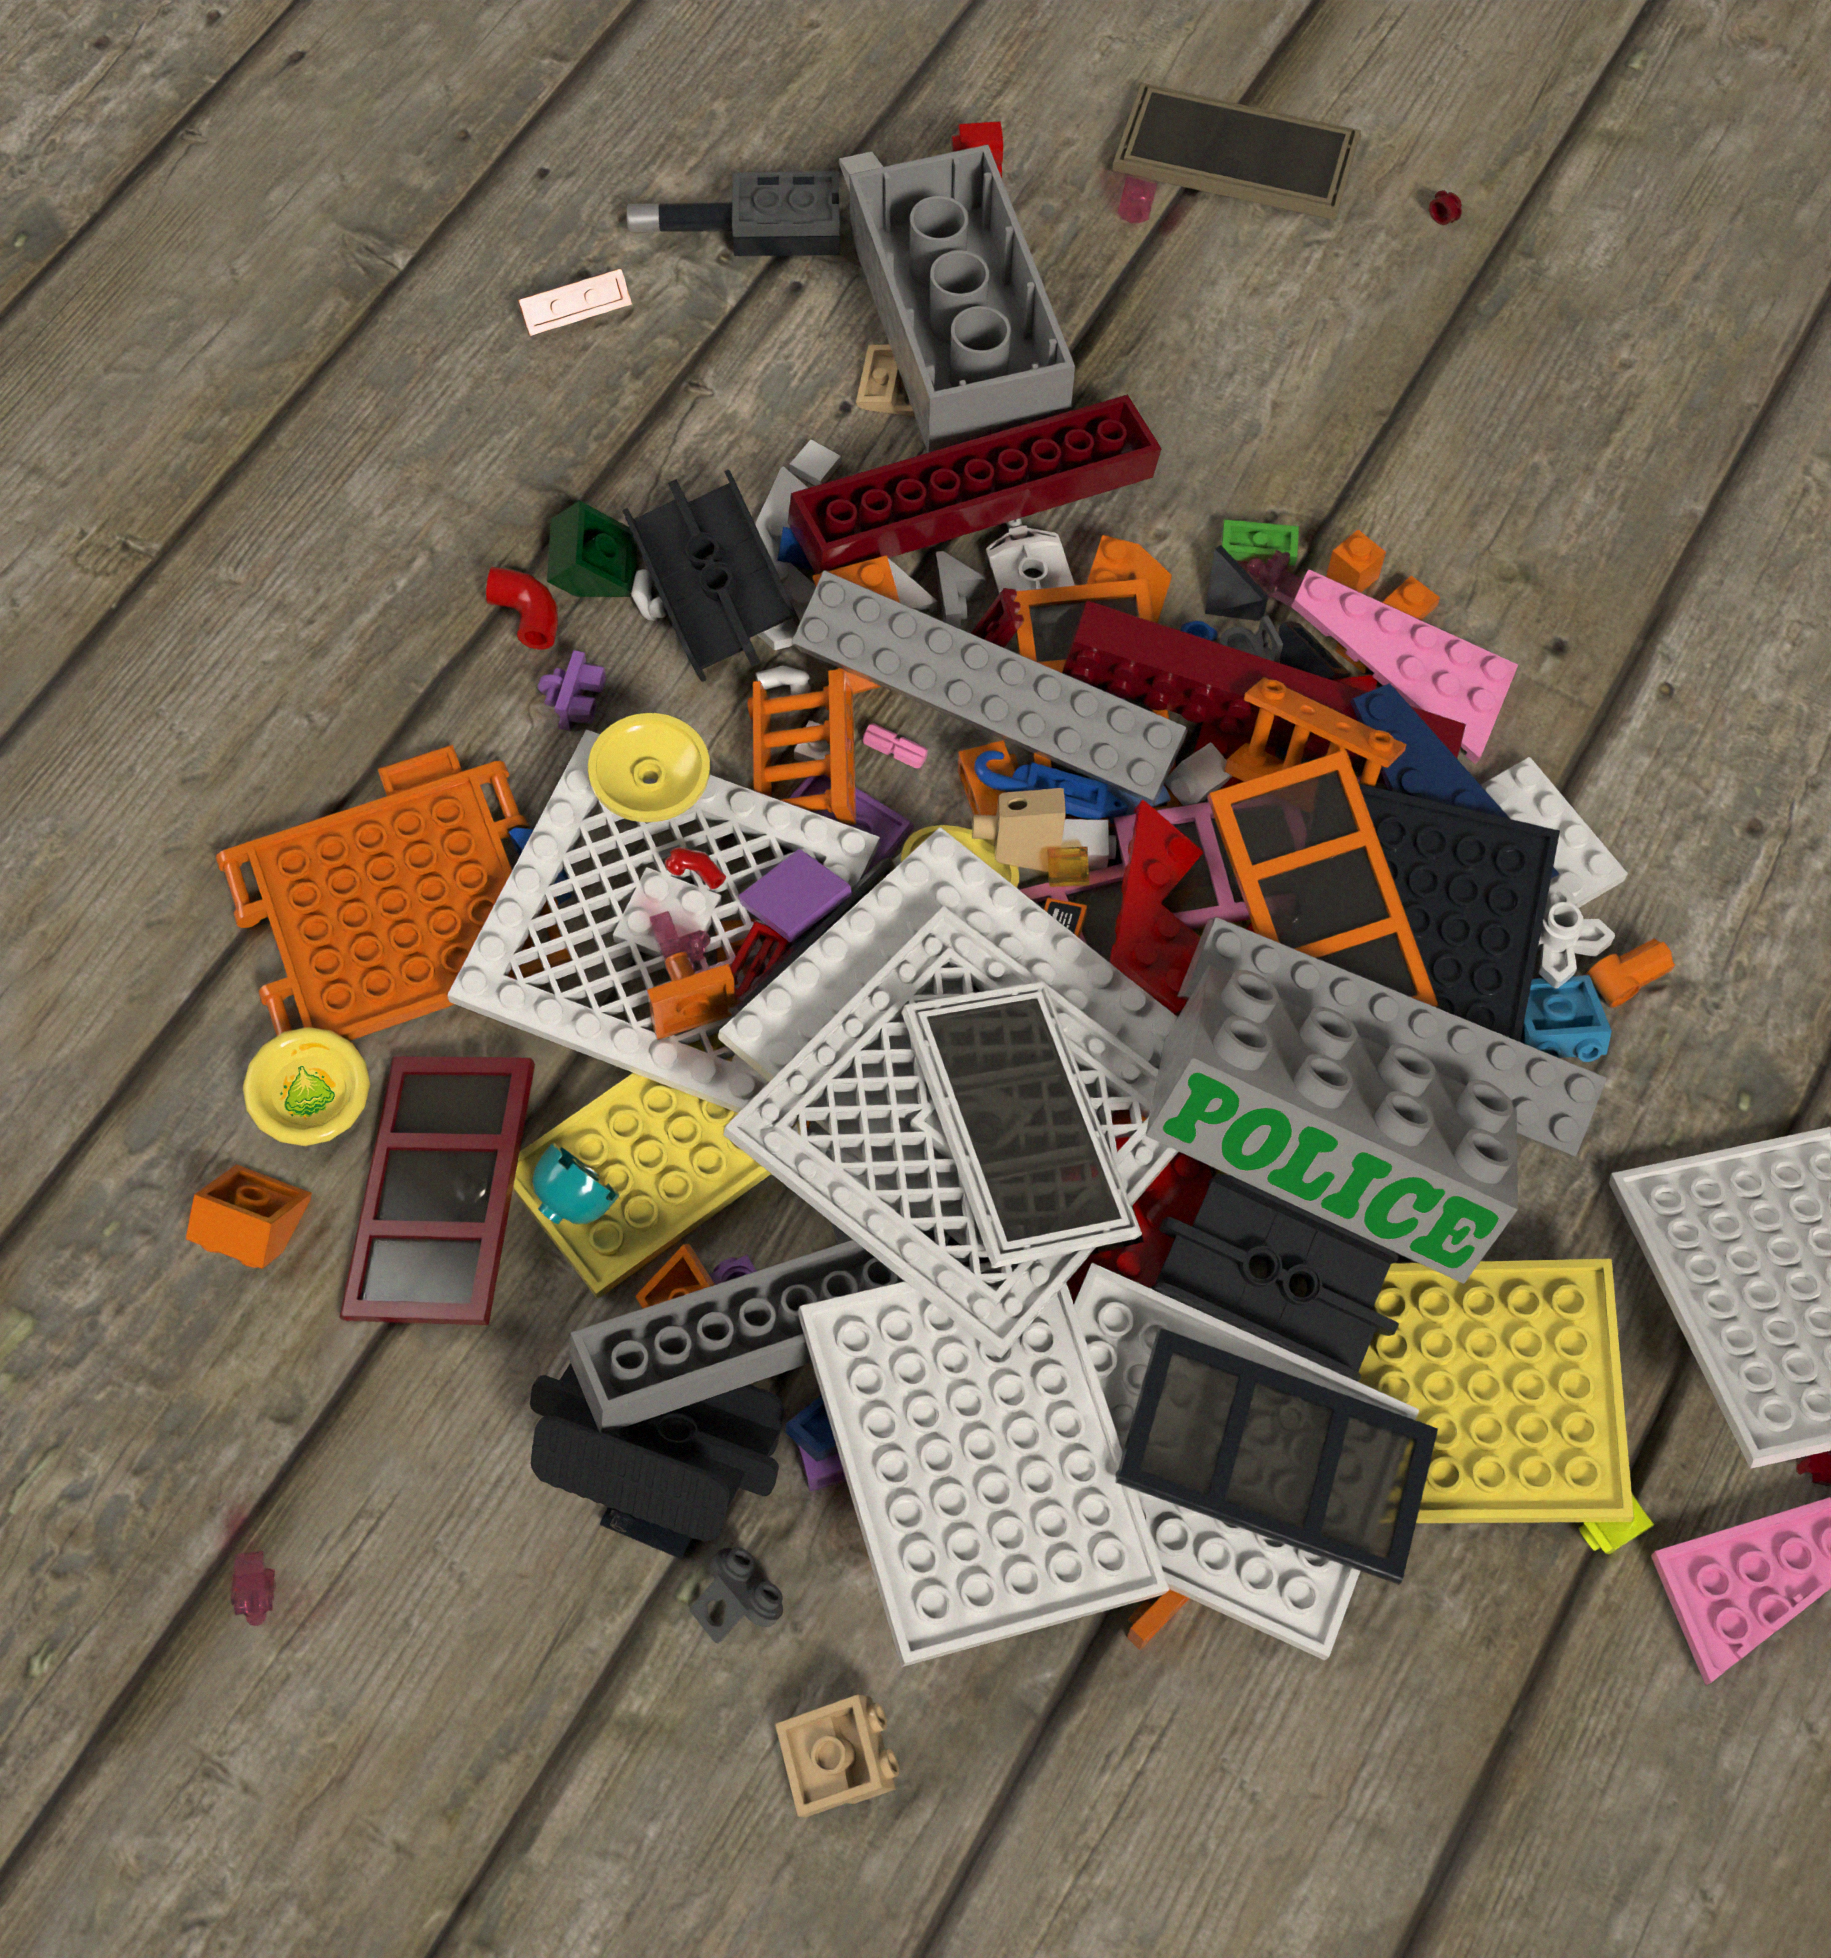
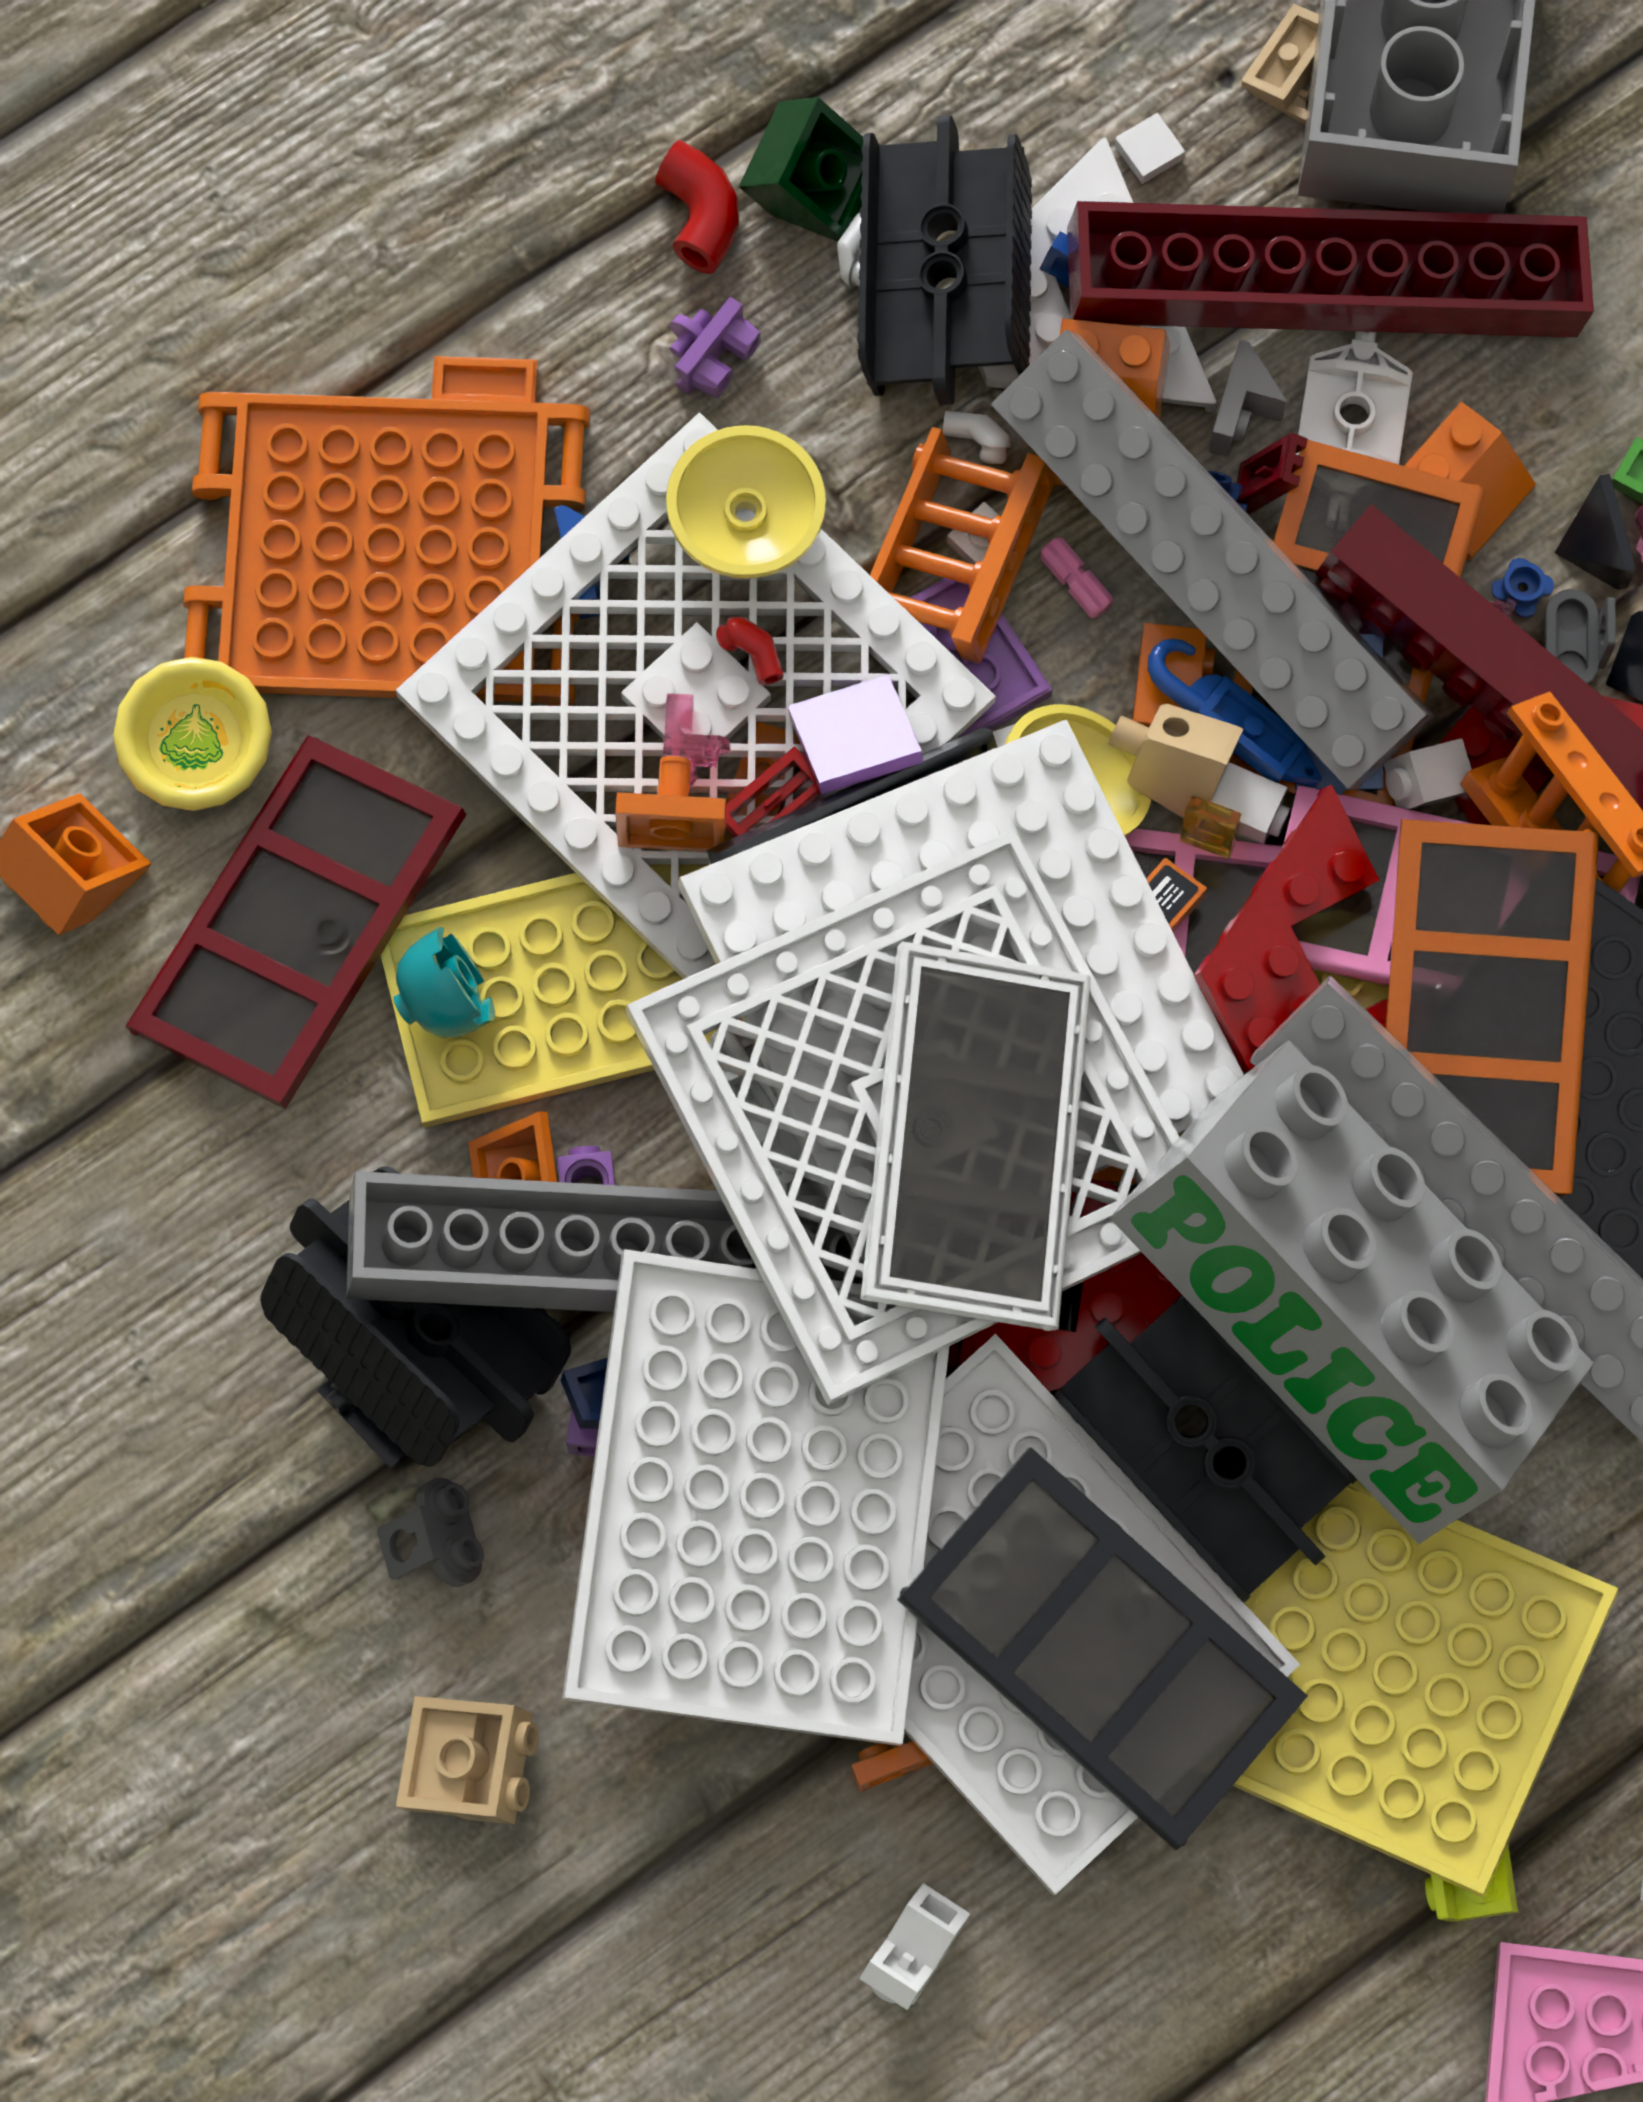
camera: 25 degrees right, 10 degrees up
(1241, 1747) = (914, 1947): none -> white brick

